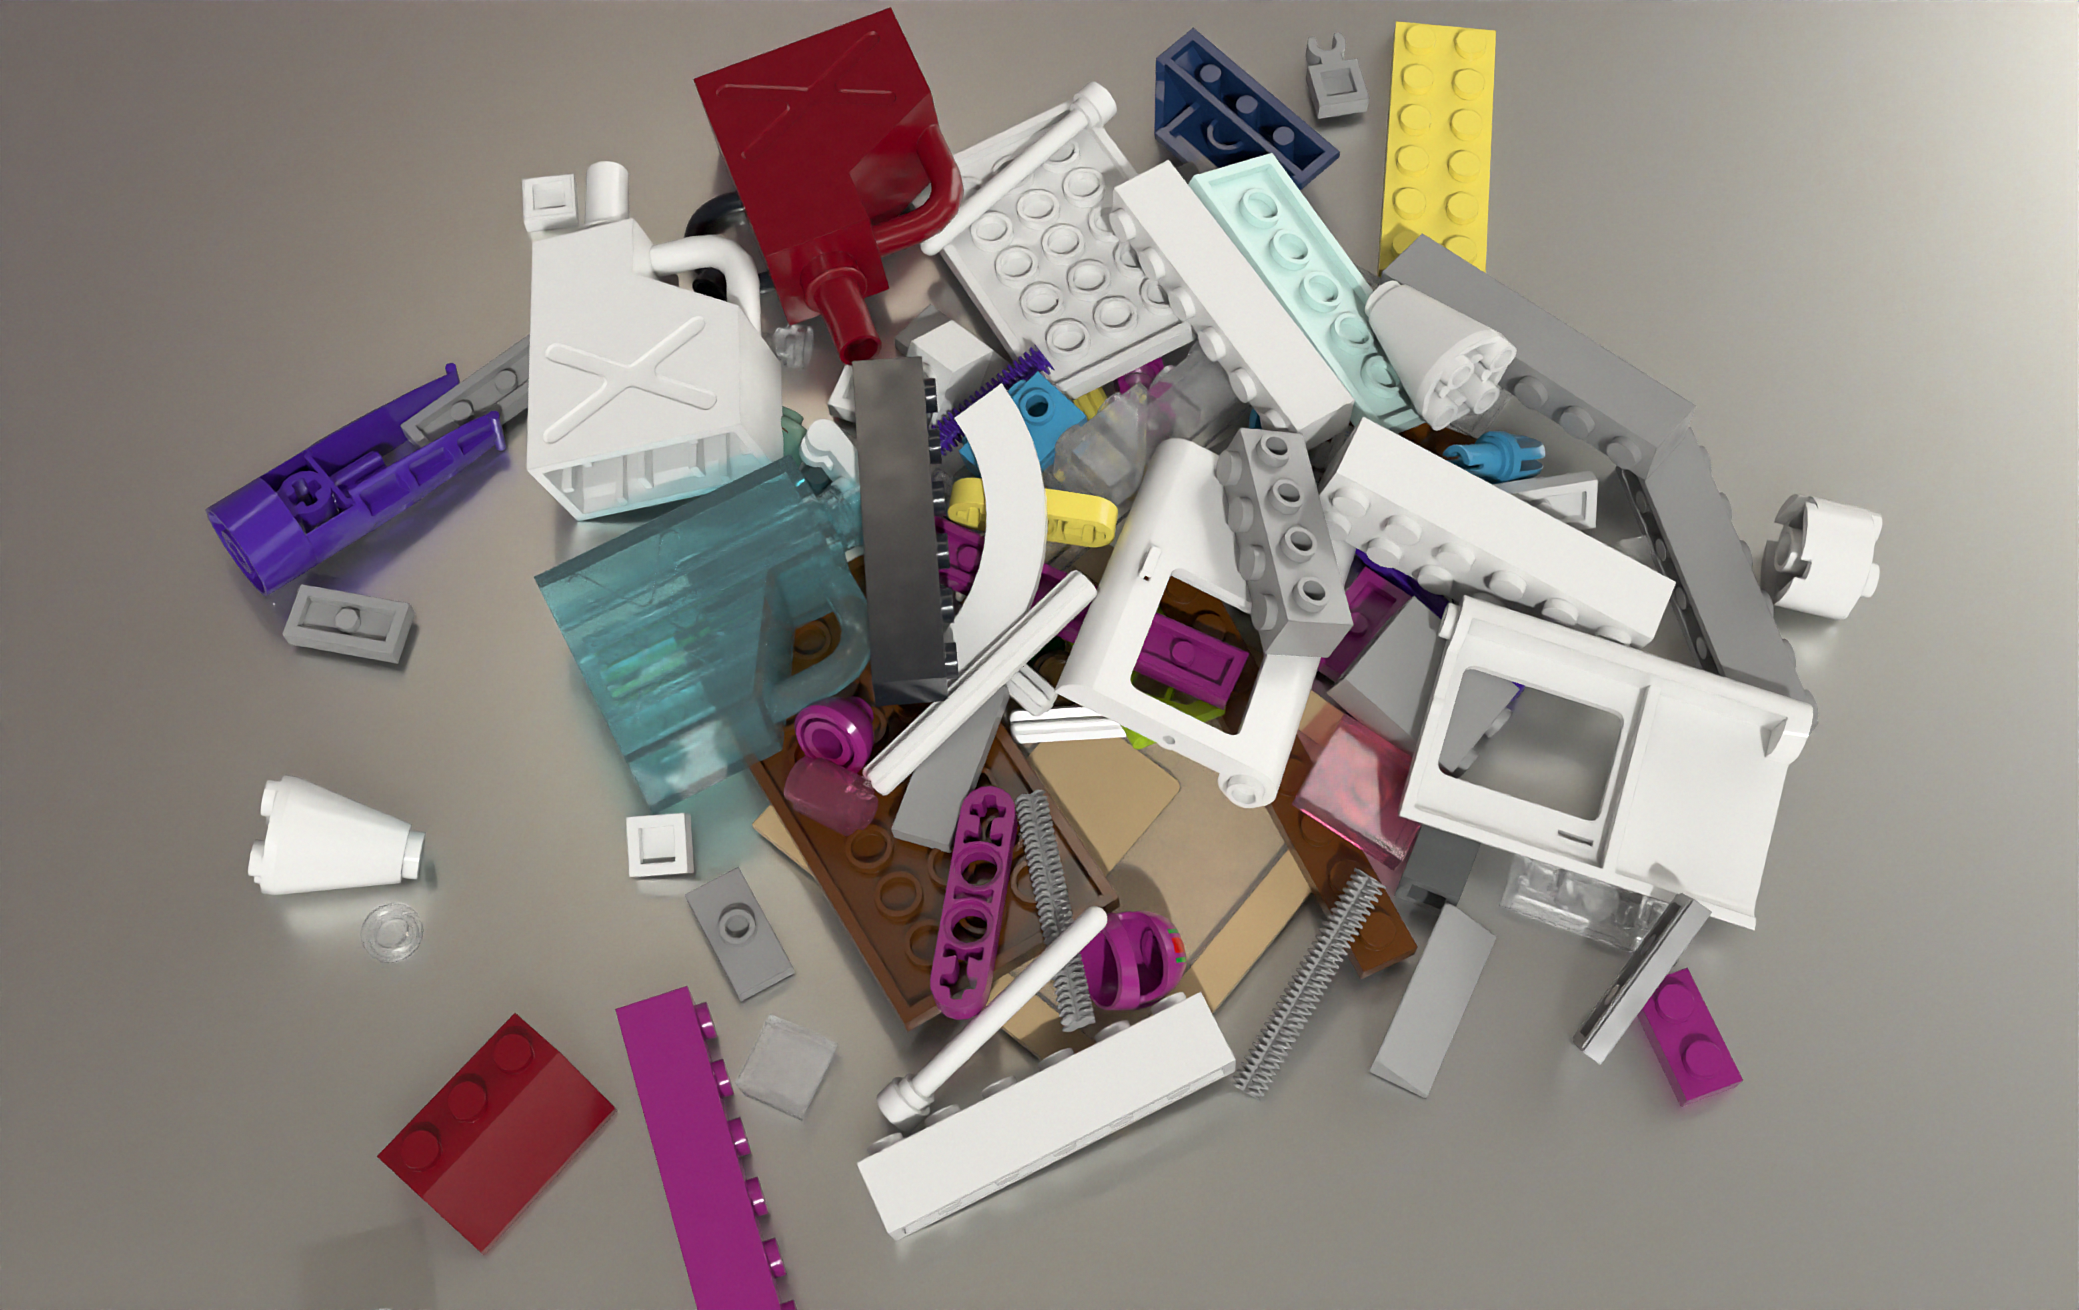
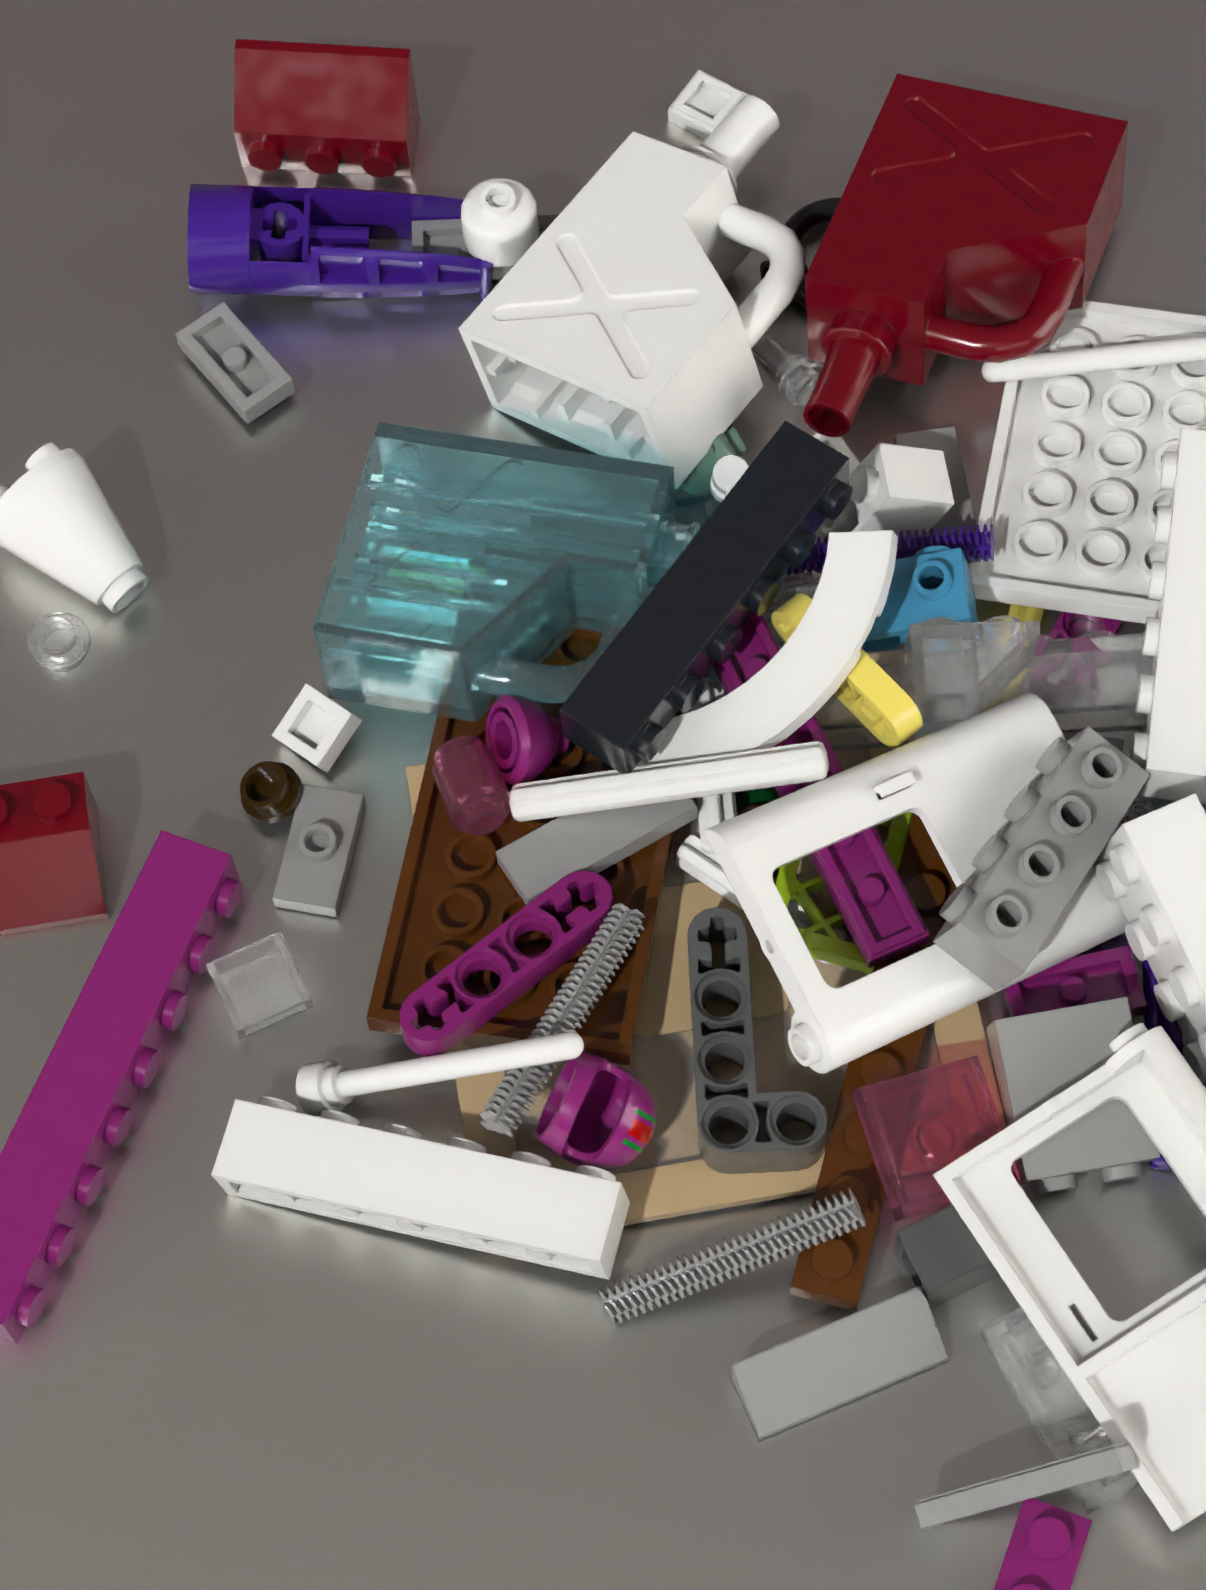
camera: 45 degrees right, 0 degrees up
(259, 385) = (325, 108): none -> dark red slope
(479, 376) = (499, 221): none -> white head
(666, 919) = (270, 791): none -> dark brown plate
(1179, 831) = (733, 1041): none -> dark grey beam

